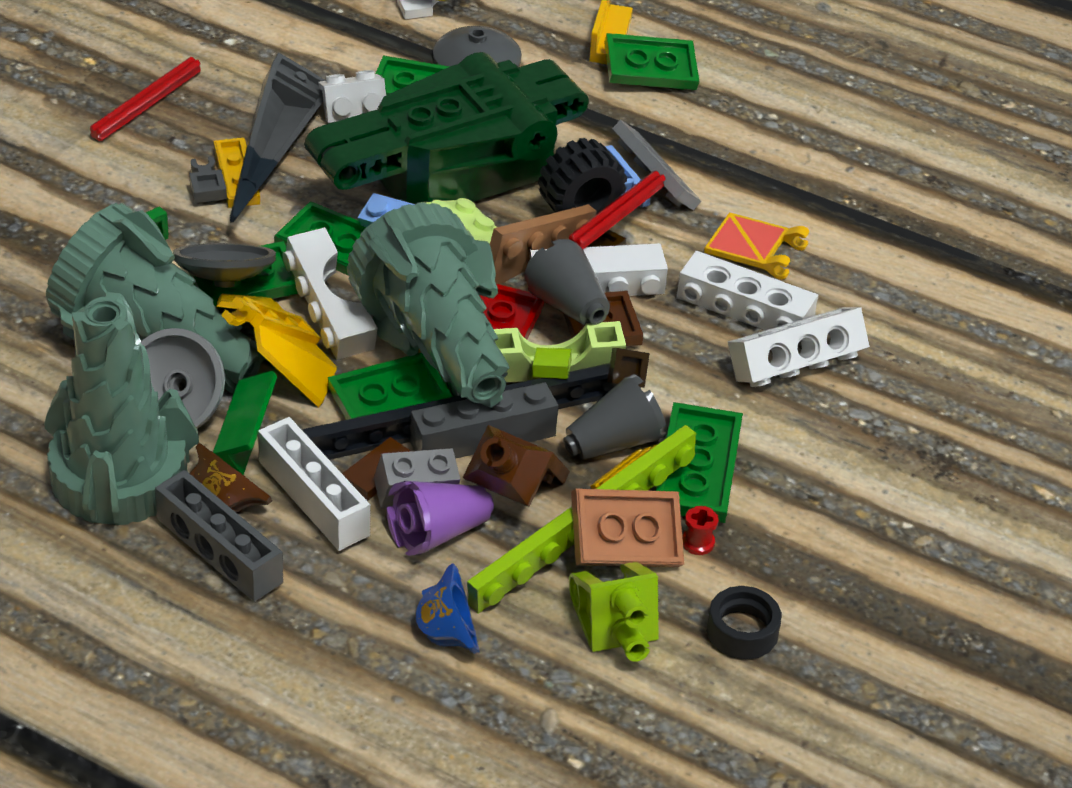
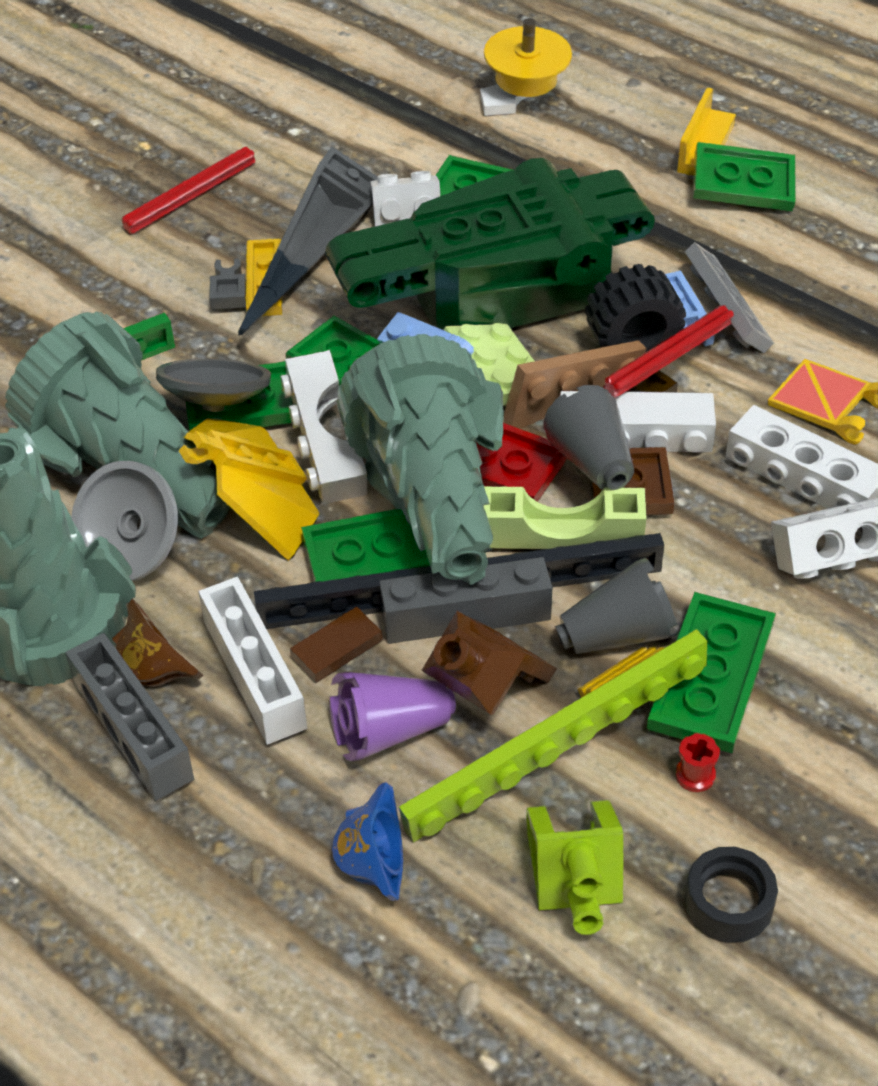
camera: 15 degrees right, 5 degrees up
(244, 419) = (194, 570): green panel -> none
(420, 466) = (371, 654): light grey brick -> none
(466, 40) = (560, 146): dark grey dish -> none
(552, 363) = (556, 533): lime tile -> none
(627, 527) = (605, 755): nougat tile -> none
(628, 362) = (645, 542): dark brown tile -> none

